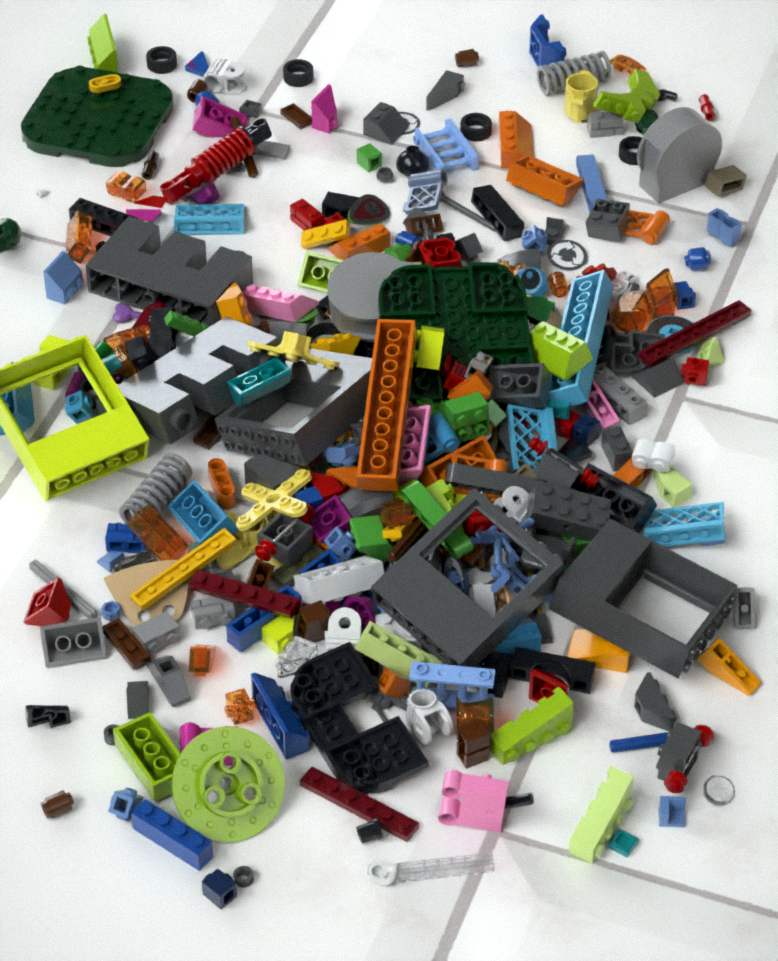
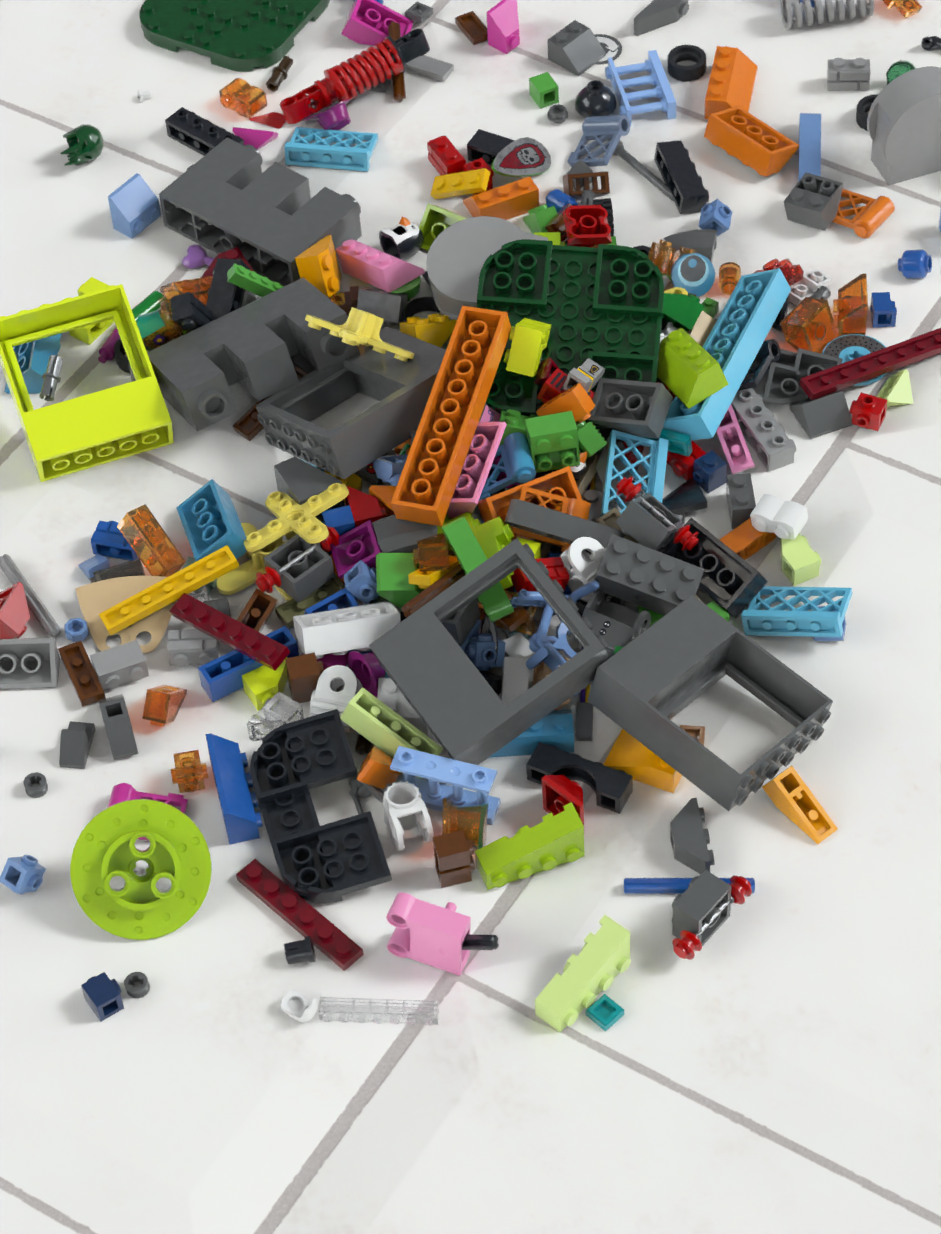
camera: 15 degrees right, 5 degrees up
(45, 414) = (51, 378): none -> dark grey axle
(79, 236) = (168, 156): clear orange brick -> none
(79, 406) = (108, 370): dark azure brick -> none
(148, 753) = (63, 810): lime brick -> none
(161, 488) = (186, 461): light grey piece -> none
(172, 835) = (66, 921): blue brick -> none
(221, 483) = (249, 487): orange beam -> none
(259, 381) = (314, 366): teal slope -> none
(290, 280) = (401, 240): none -> black piece
(469, 247) = (630, 219): dark grey slope -> none
(501, 664) = (511, 771): black brick -> none
(554, 229) = (745, 209): dark grey slope -> none
(567, 254) = (753, 241): sticker -> none
(580, 95) = (824, 35): light yellow container -> none
(630, 105) = (884, 53): lime arch -> none
(671, 811) = (675, 981): medium blue panel -> none
(718, 791) = (740, 964): clear hair -> none
(744, 608) = (840, 729): light grey slope -> none

